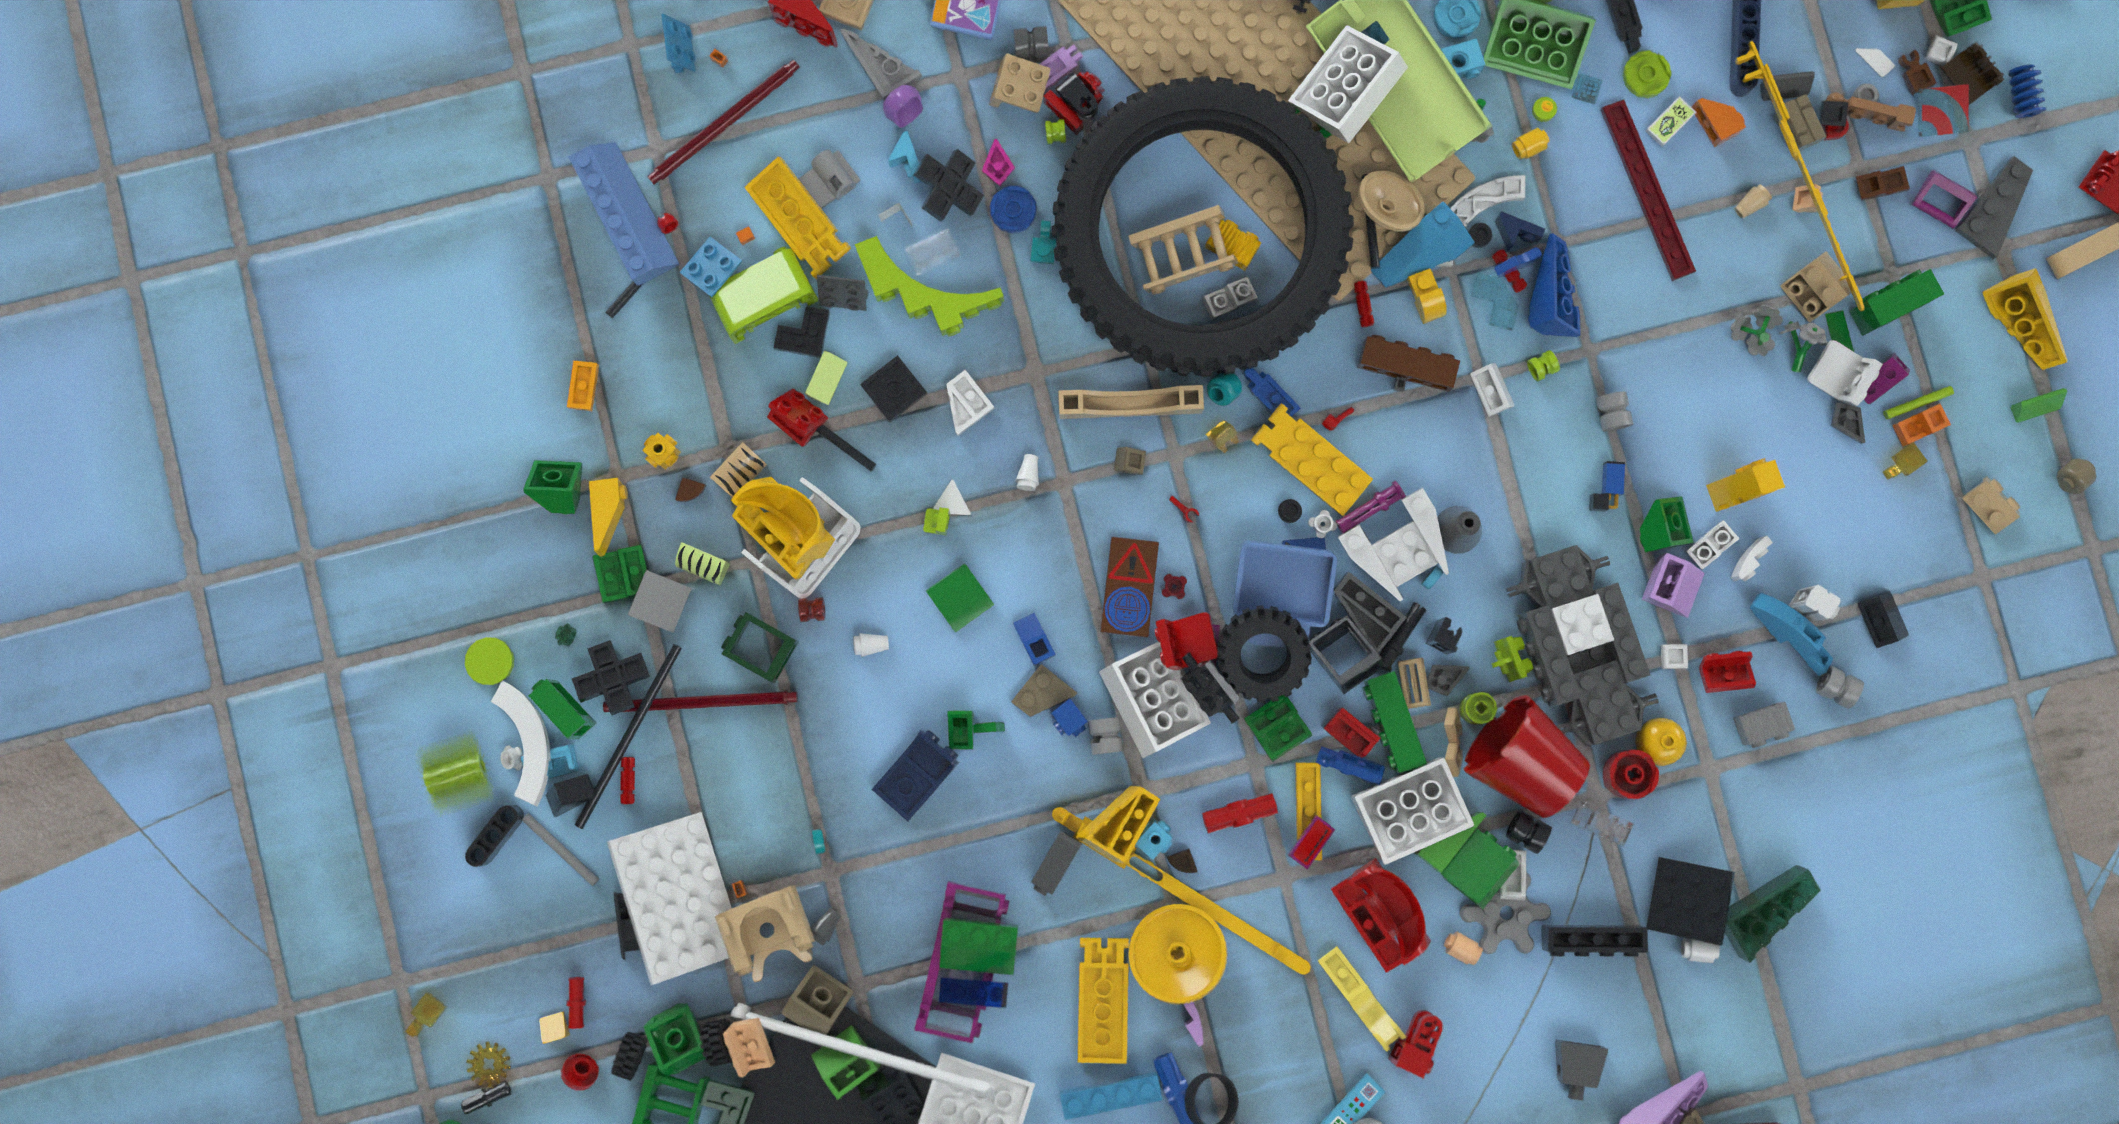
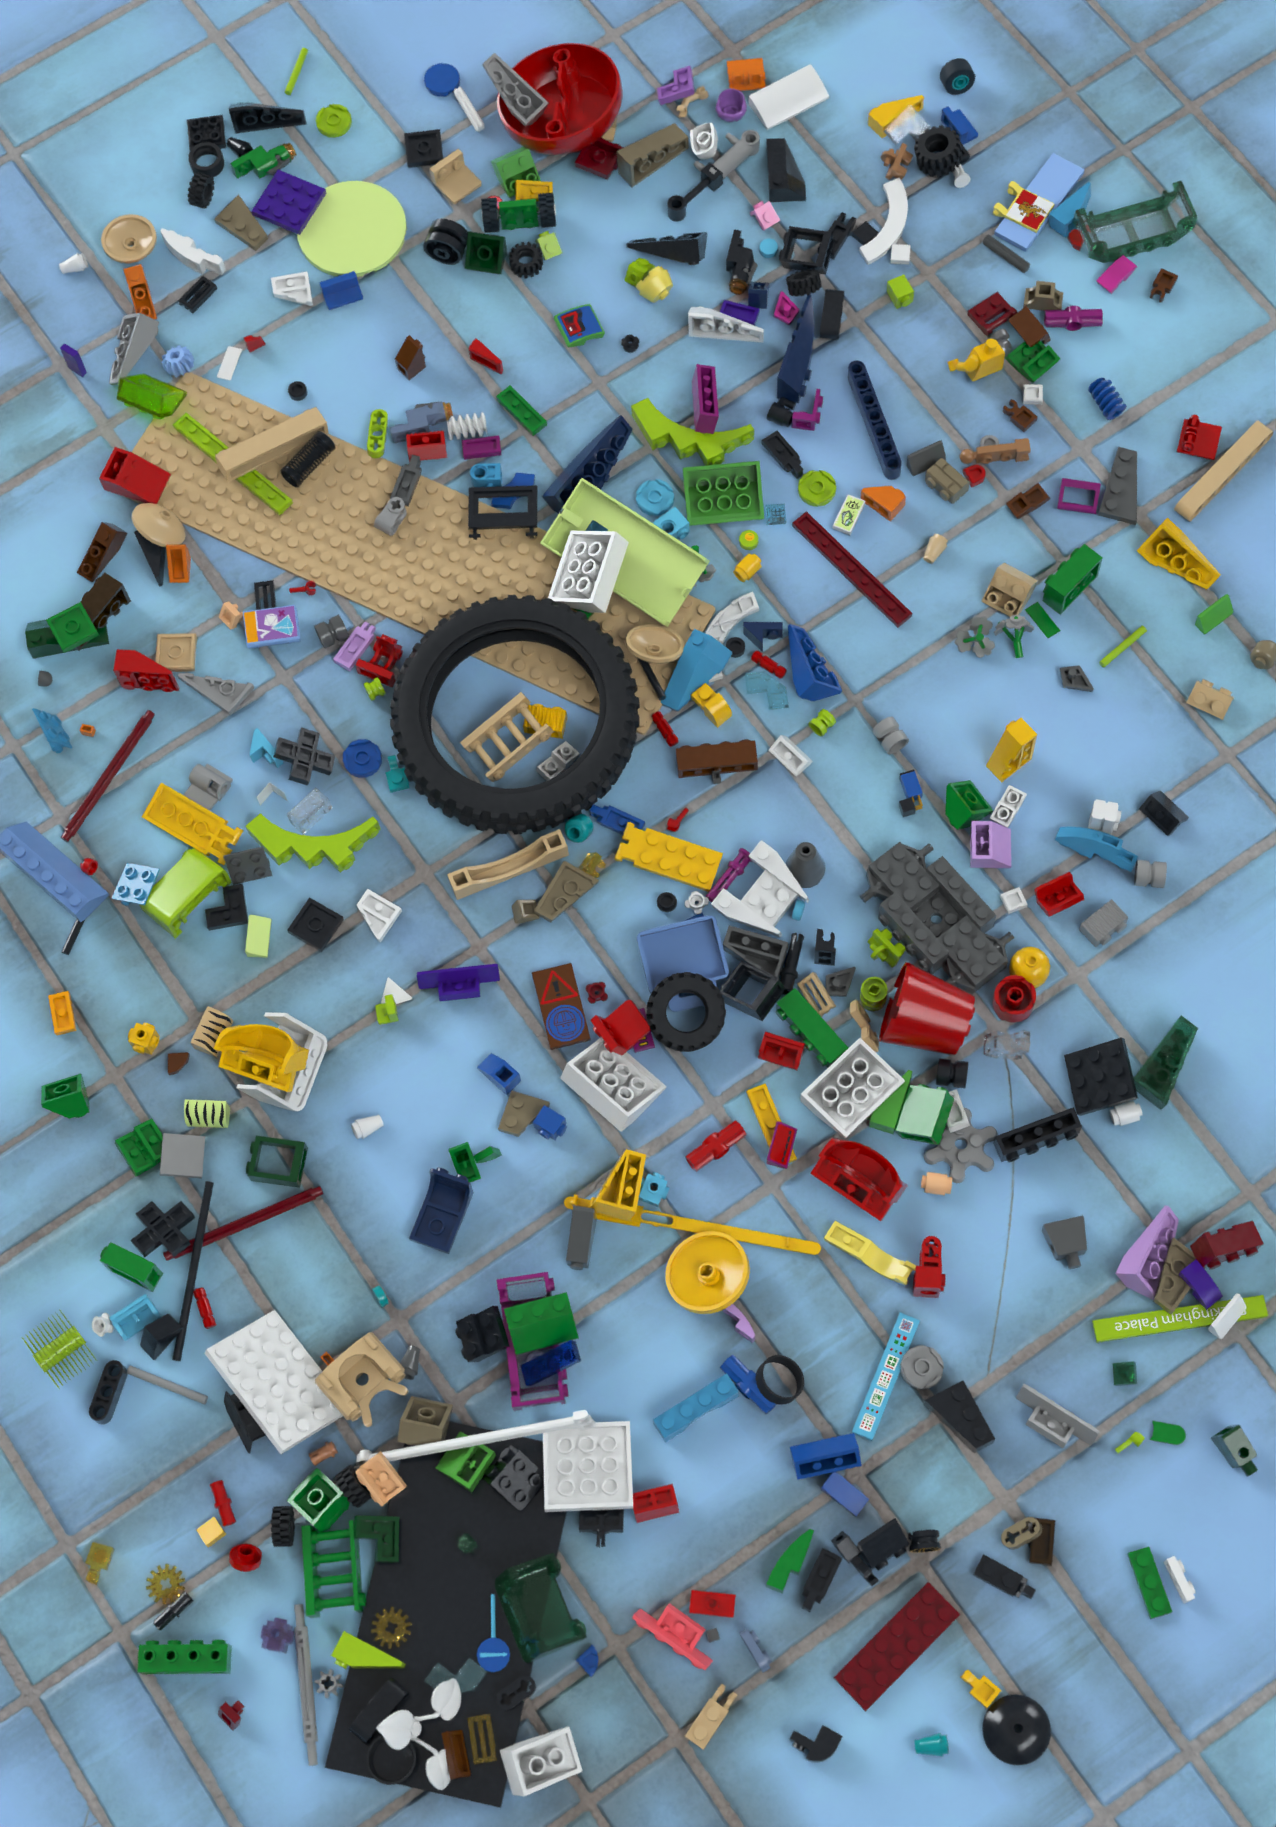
camera: 15 degrees left, 15 degrees down
(489, 661) = (57, 1256): lime tile -> none
(534, 741) = (116, 1299): white tile -> none
(565, 635) = (113, 1211): clear green plate -> none
(606, 510) = (114, 1098): yellow slope -> none
(700, 989) = (323, 1453): none -> nougat pin
(745, 235) = (155, 853): orange piece -> none
(796, 416) = (244, 973): red bracket -> none
(816, 611) = (313, 1112): clear red wheel -> none
(846, 447) = (292, 983): black bar -> none
(903, 105) = (247, 711): medium lavender hair -> none
(912, 928) = (482, 1334): none -> black plate
(960, 597) = (427, 1063): green slope -> none
(997, 164) = (338, 729): dark pink piece -> none
(1020, 83) = (333, 663): tan bracket -> none
(1027, 518) = (458, 982): none -> dark purple bracket
(1028, 474) = (447, 950): white cone -> none
(1076, 94) = (382, 654): black piece -> none
(1103, 1002) = (661, 1336): yellow hinge -> none
(1105, 735) = (584, 1125): light grey wheel -> none
(1181, 454) = (564, 890): none -> dark tan wing
(1183, 509) = (582, 931): red hand -> none
(1183, 861) = (685, 1202): dark brown tile -> none
(1210, 688) = (653, 1055): black plate -> none
(1278, 727) = (721, 1069): green slope -> none
(1351, 765) = (788, 1075): blue hinge -> none
(1518, 262) = (771, 653): blue tile -> none
(1582, 624) = (927, 896): white plate -> none
(1747, 563) = (1041, 810): white slope -> none
(1765, 74) = (901, 453): yellow piece -> none
(1803, 200) = (975, 531): light nougat tile -> none
(1833, 113) = (968, 464): black tile -> none
(1844, 373) = (1054, 644): white bracket -> none
(1876, 60) = (987, 417): white sticker -> none
(1889, 375) = (1086, 638): magenta bracket -> none
(1906, 461) = (1131, 691): clear yellow plate -> none
(1921, 425) = (1132, 661): orange slope -> none
(1943, 110) = (1051, 433): tile -> none
(1974, 69) = (1062, 400): dark brown hinge -> none

